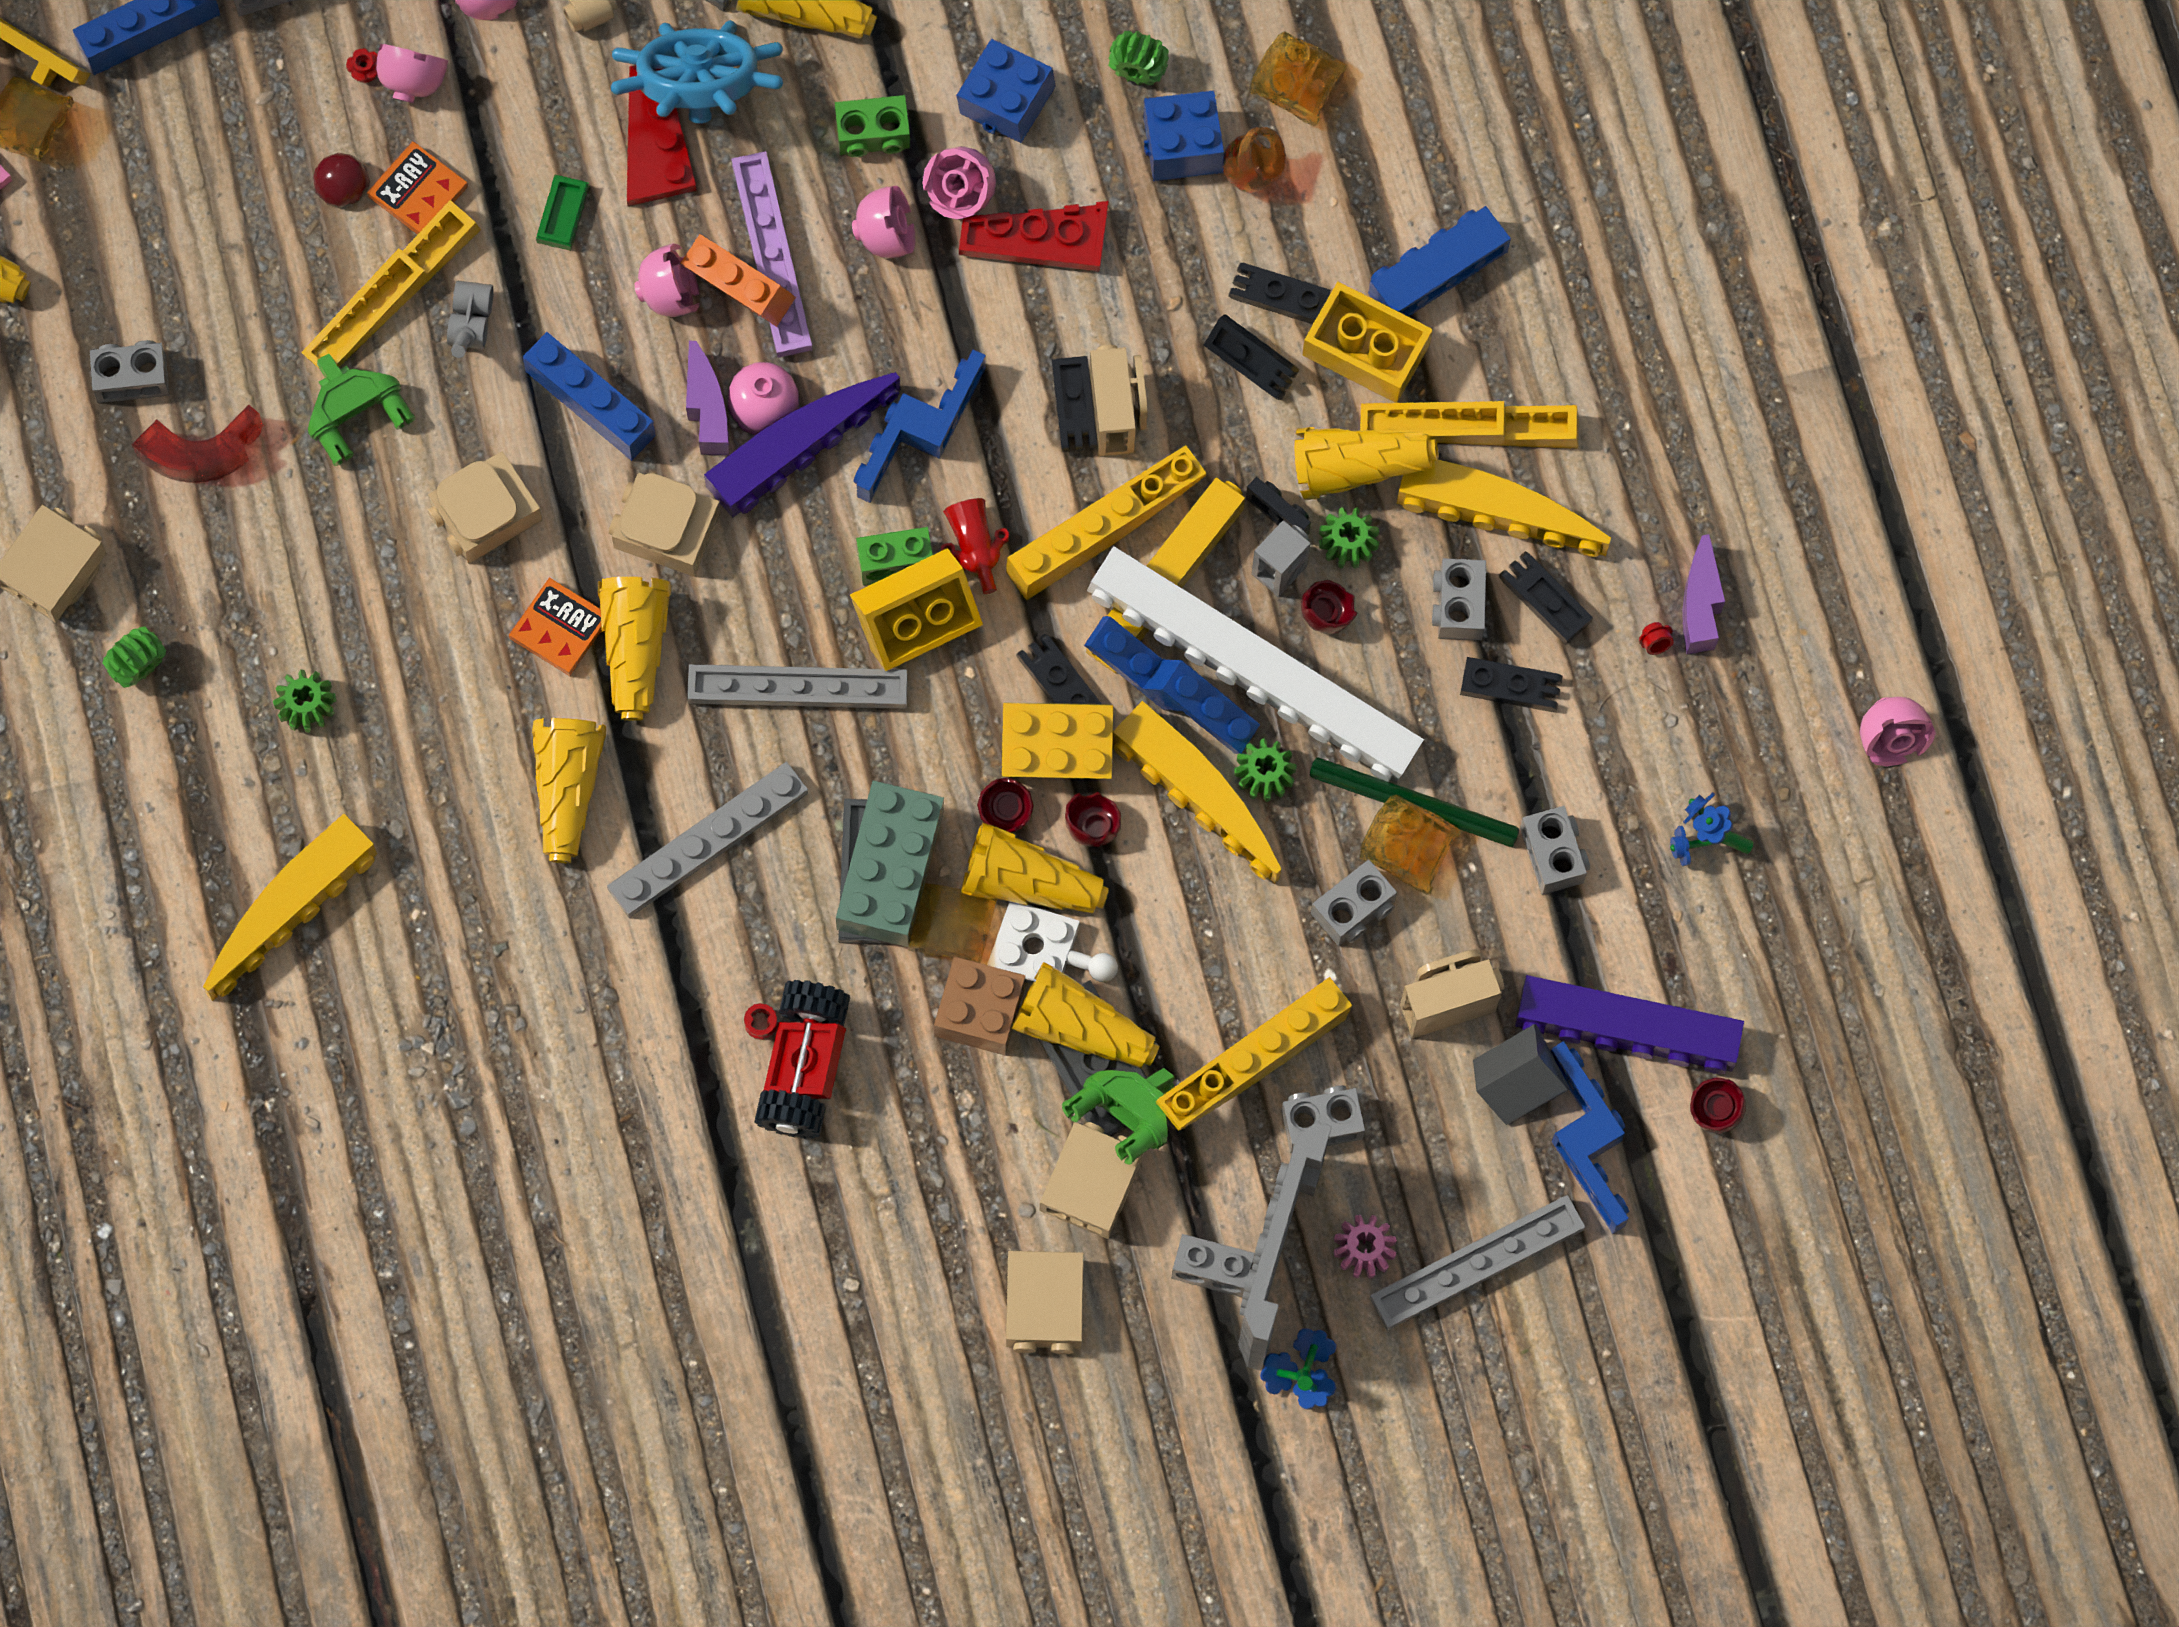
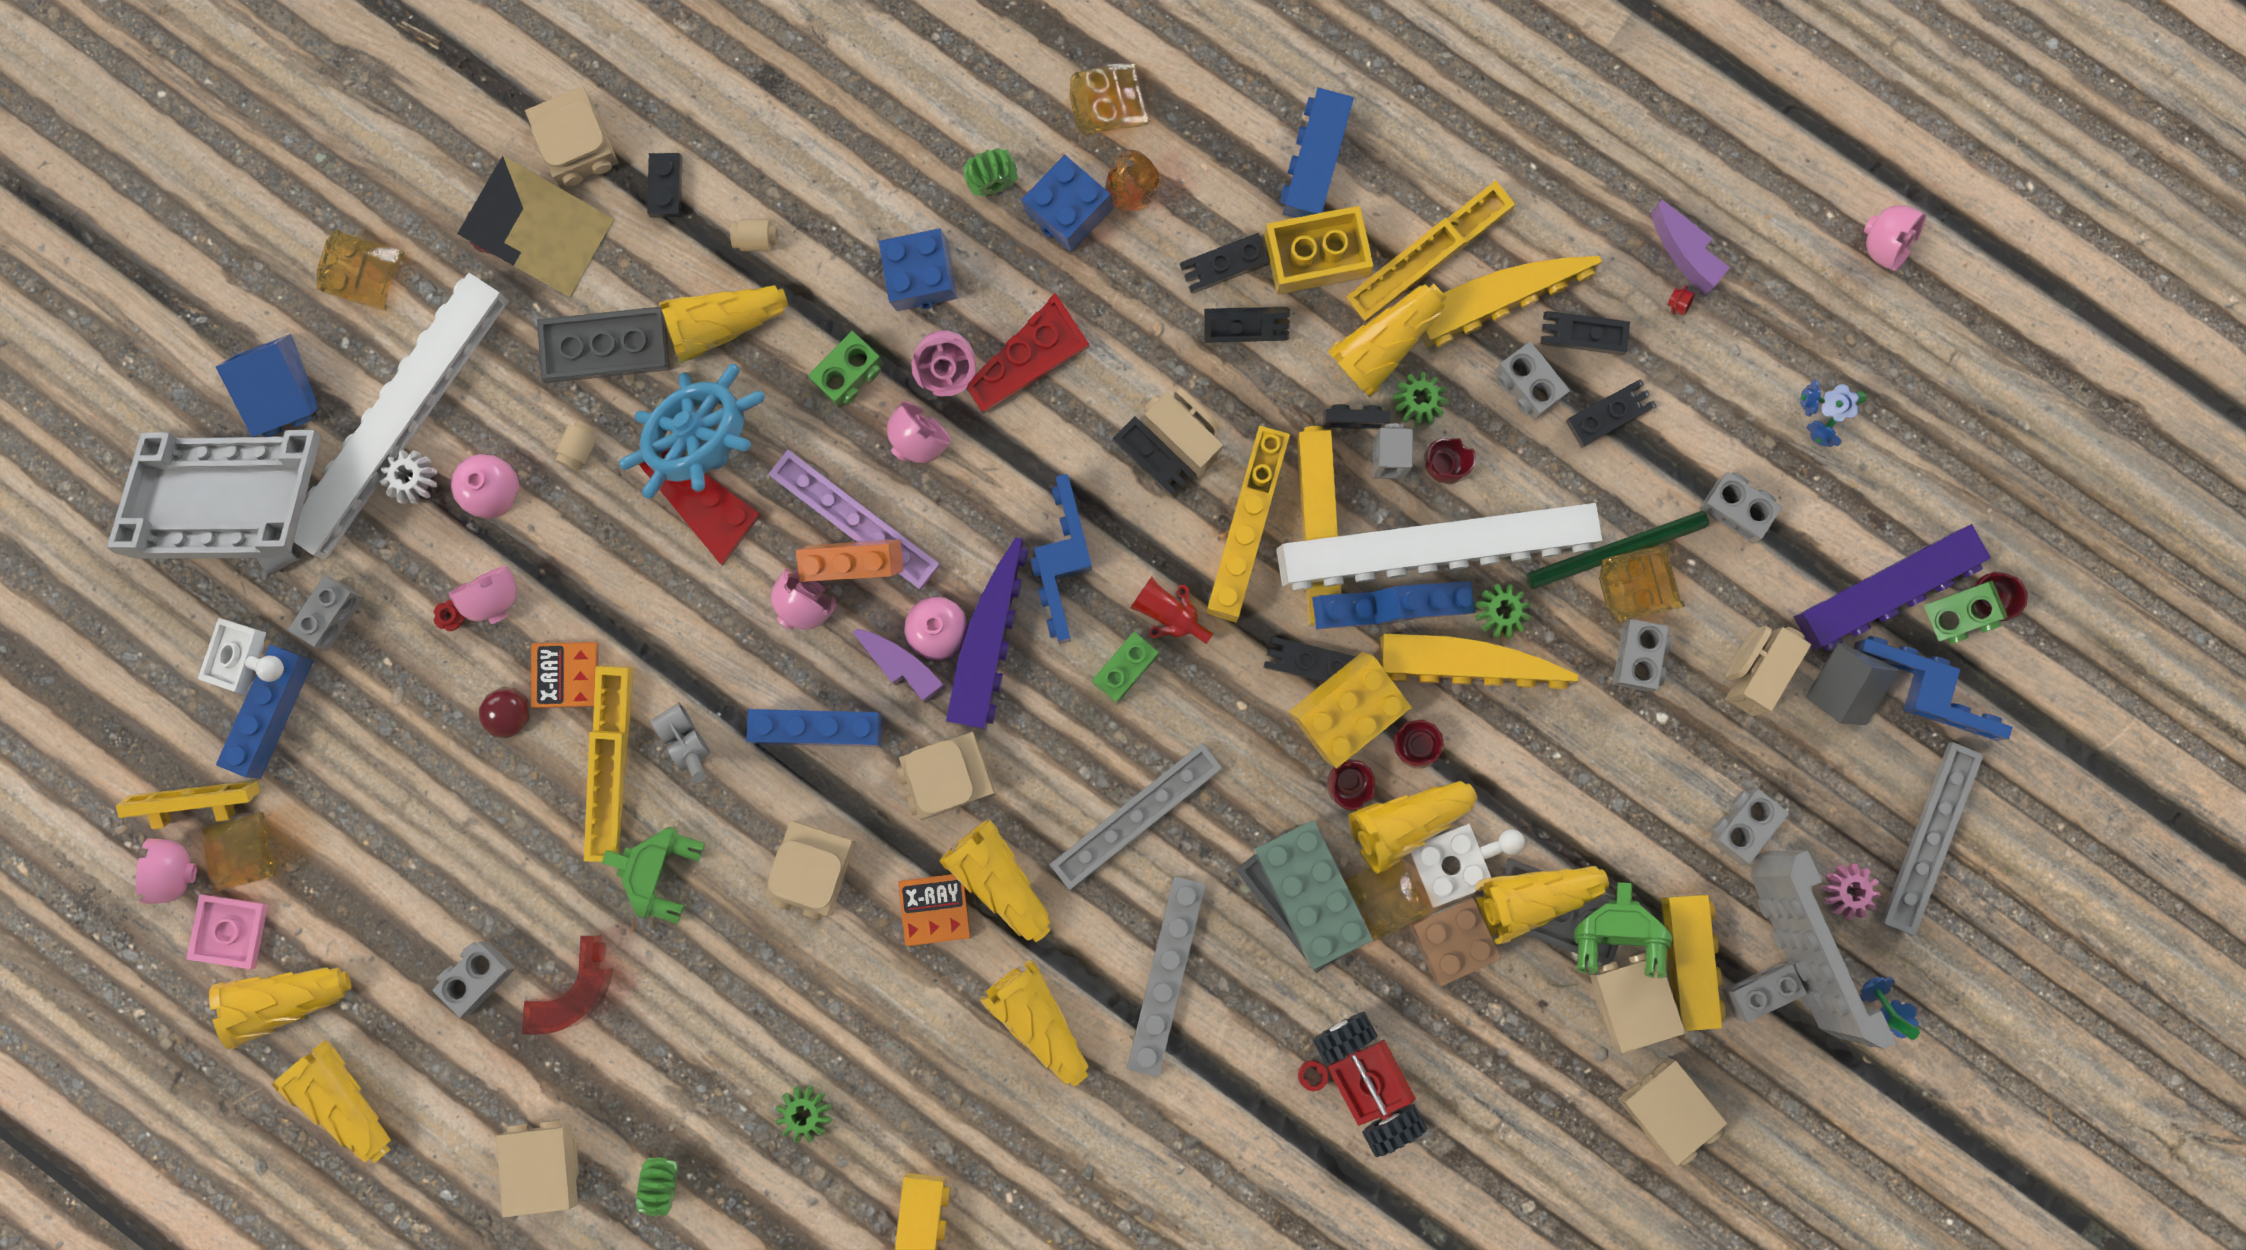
camera: 35 degrees left, 10 degrees up
(562, 212) = (681, 608): green tile -> none
(916, 609) = (1176, 697): yellow brick -> none
(1172, 1191) = (1692, 961): none -> yellow brick
(1256, 1054) = (1674, 822): yellow slope -> none
(1675, 1085) = (1963, 605): none -> bright green brick

